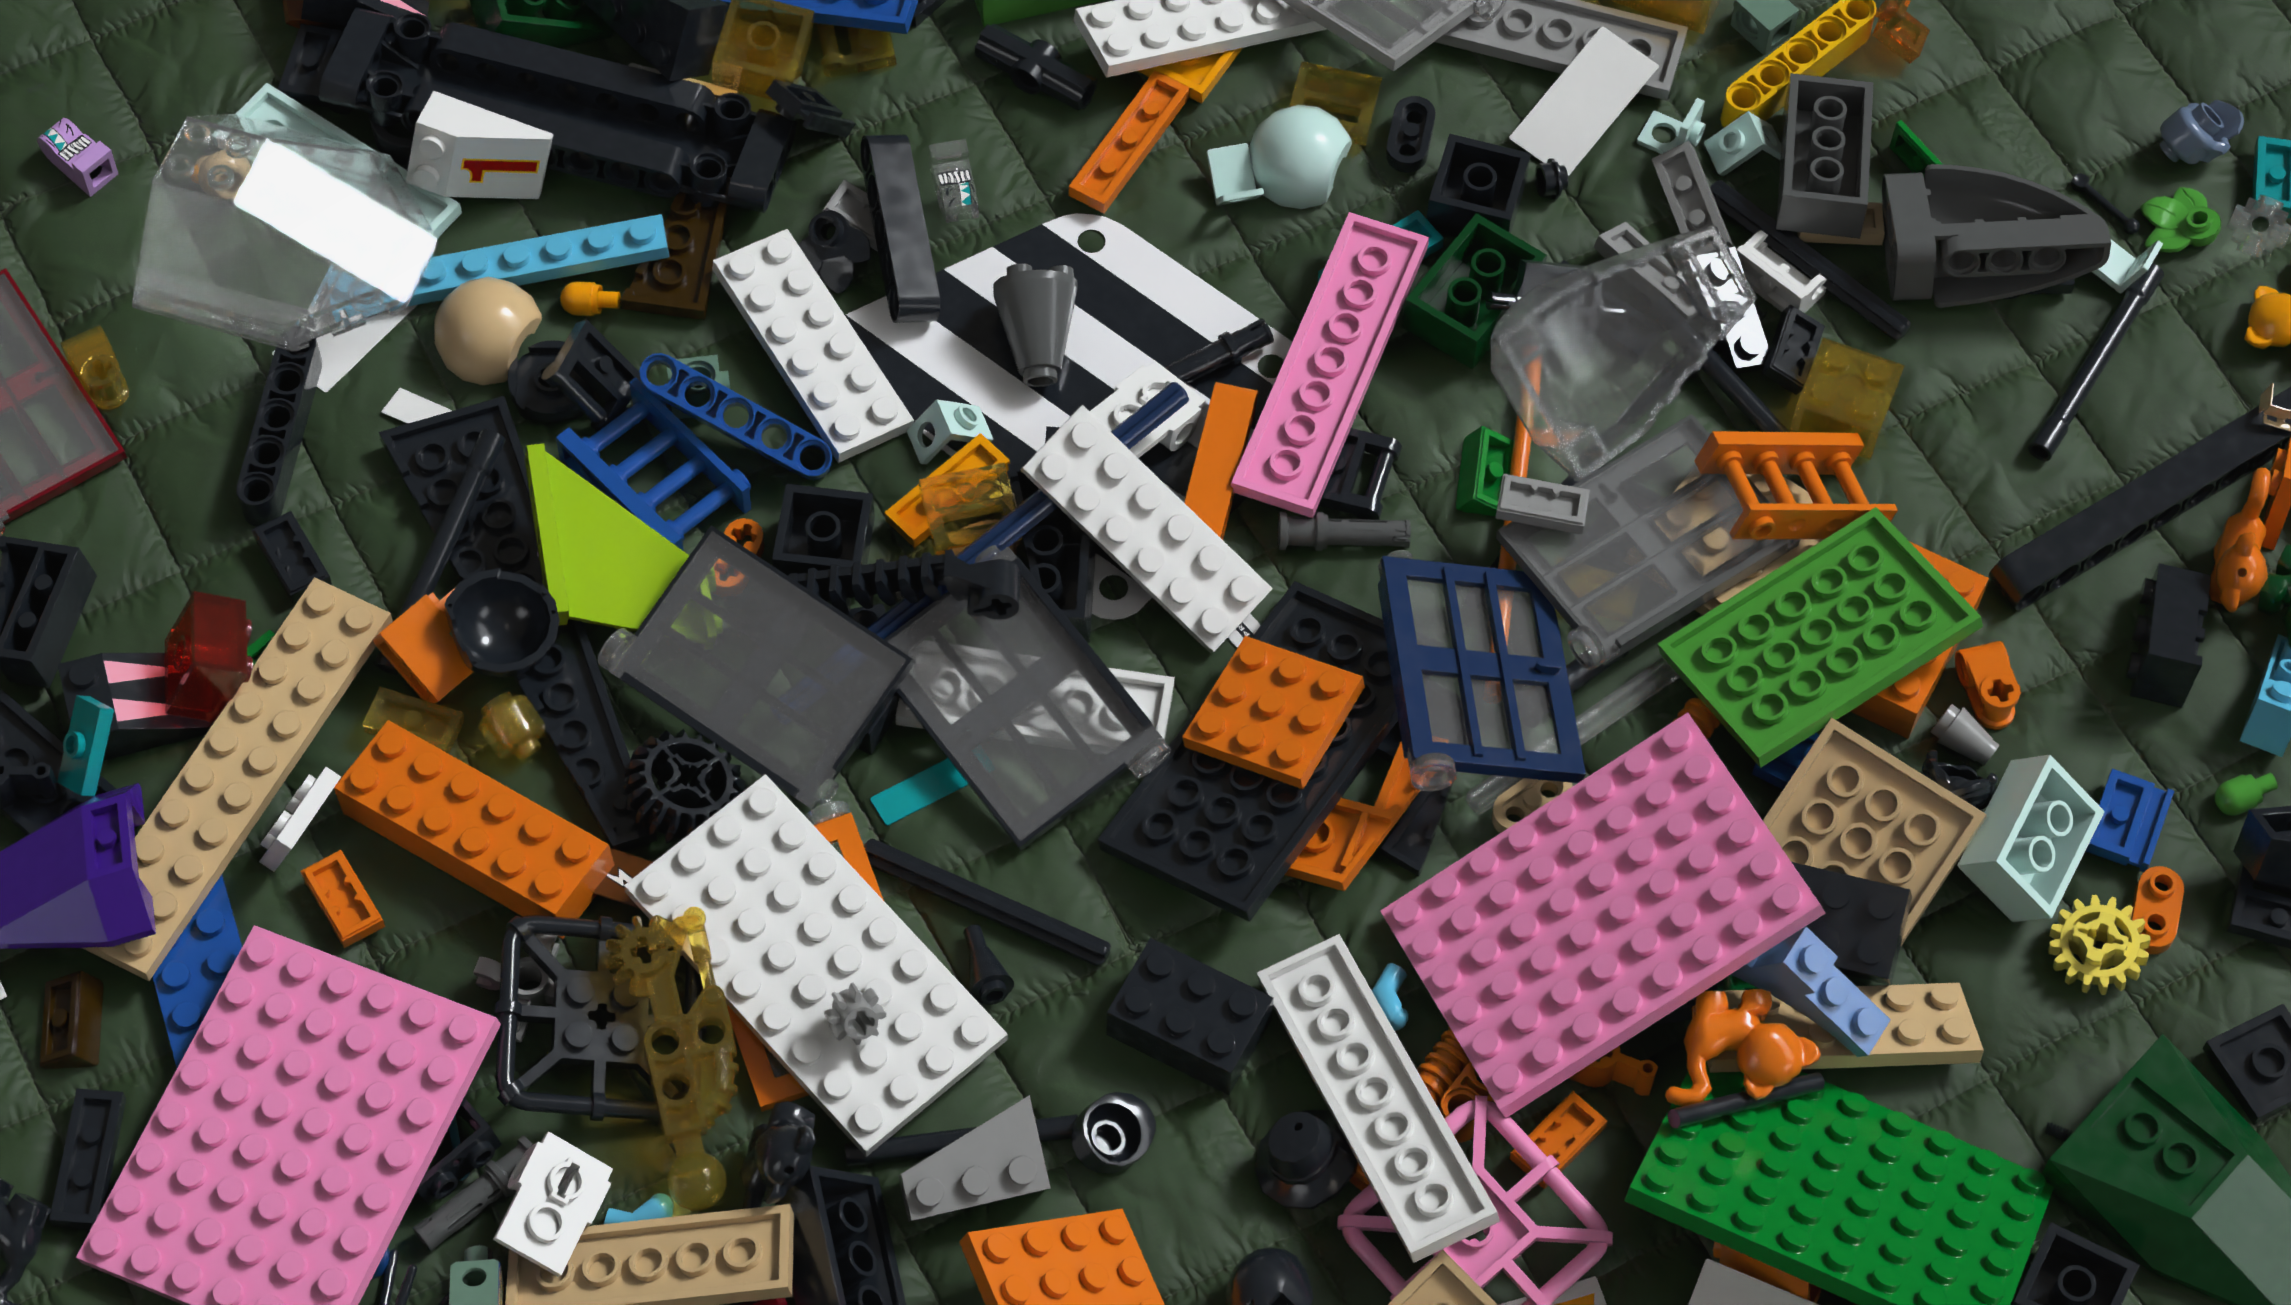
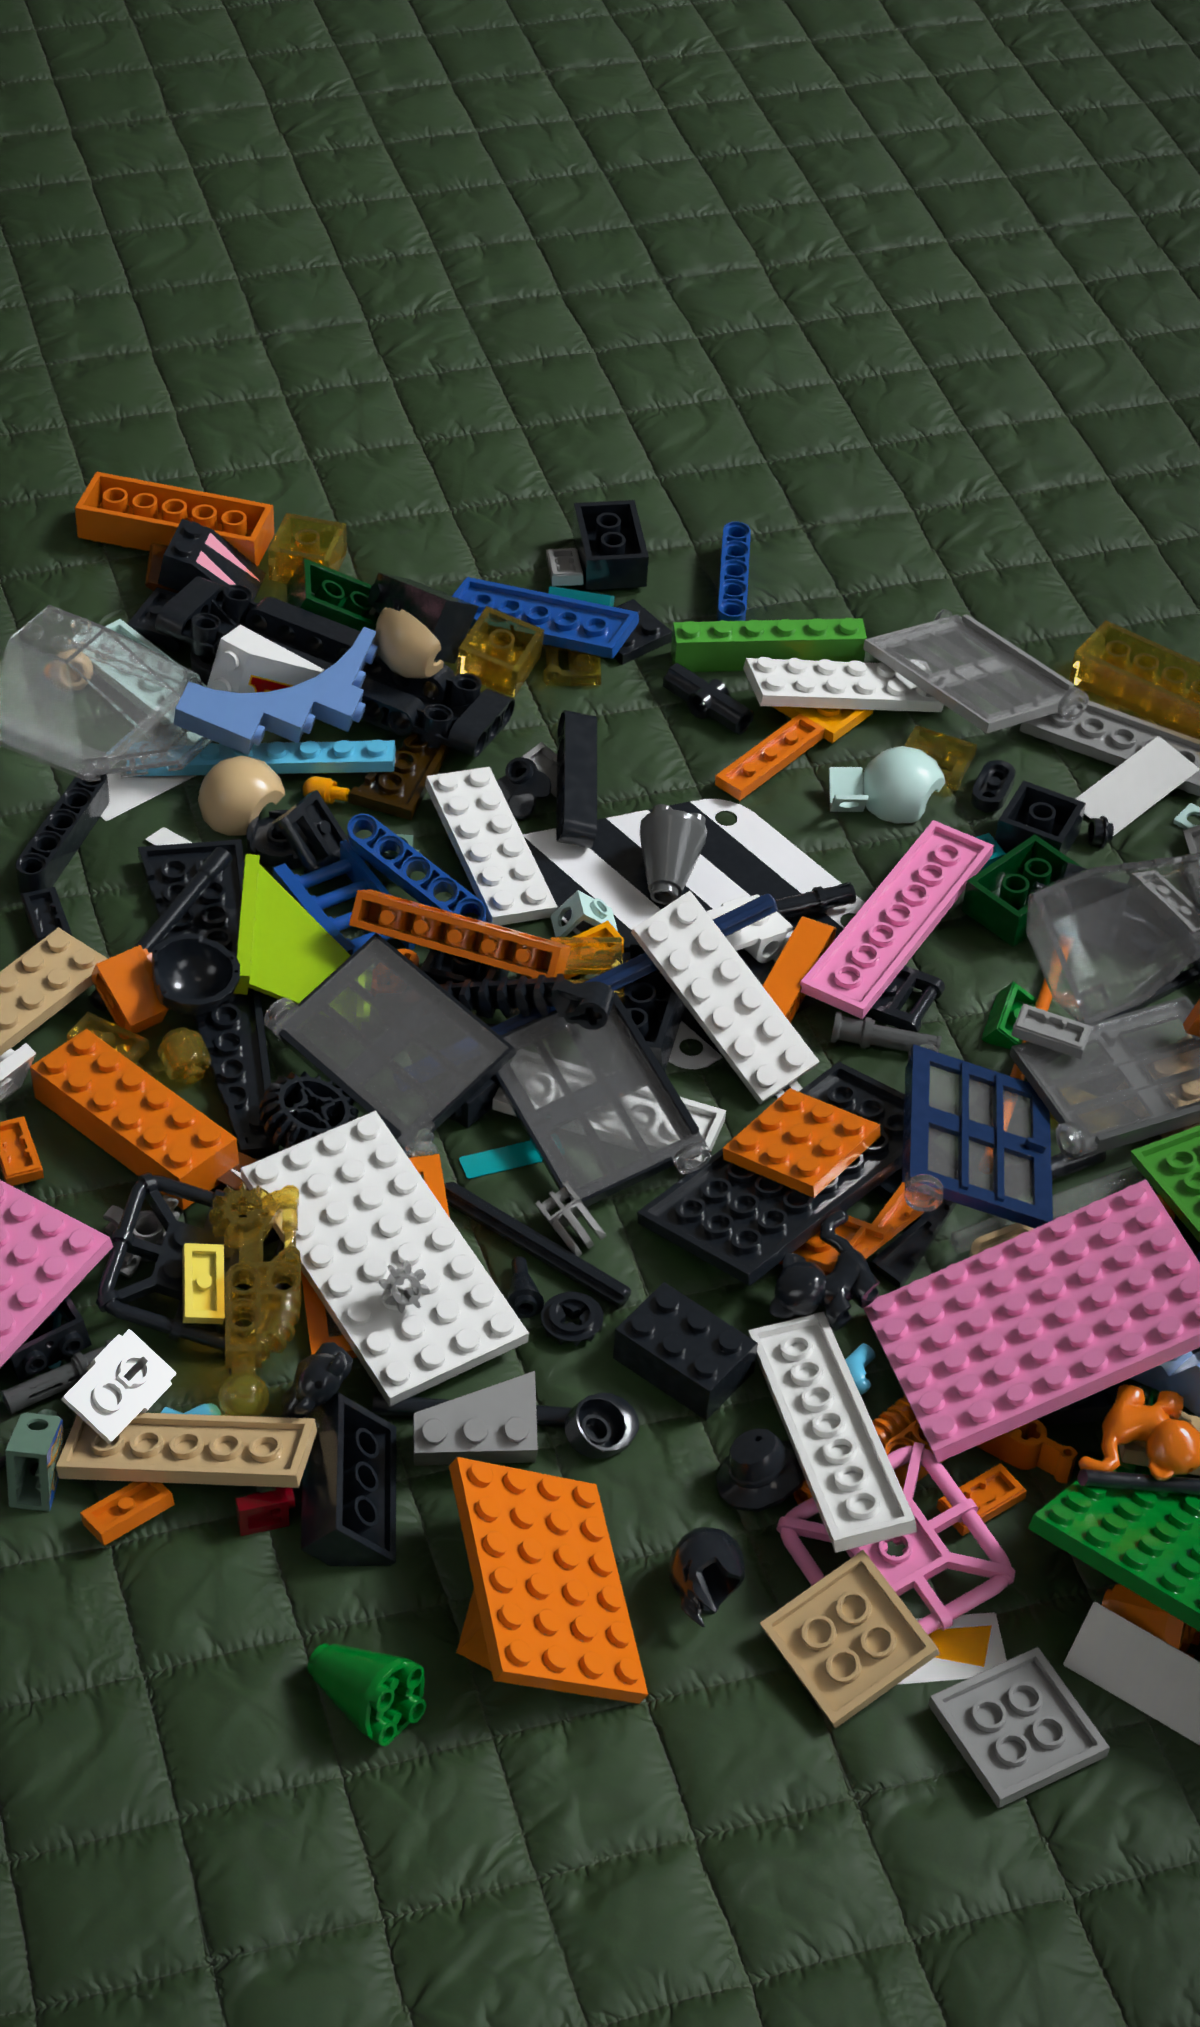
camera: 10 degrees right, 15 degrees down
(463, 229) = (243, 718): none -> medium blue arch
(618, 1050) = (203, 1283): none -> light yellow plate
(649, 83) = (406, 644): none -> tan cylinder
(809, 105) = (526, 695): black plate -> none
(812, 510) = (458, 935): none -> orange brick
(953, 180) = (626, 758): clear leg -> none
(1019, 862) = (568, 1216): none -> light grey arm
(1050, 976) = (572, 1305): none -> black gear
(1313, 909) = (805, 1287): none -> black animal

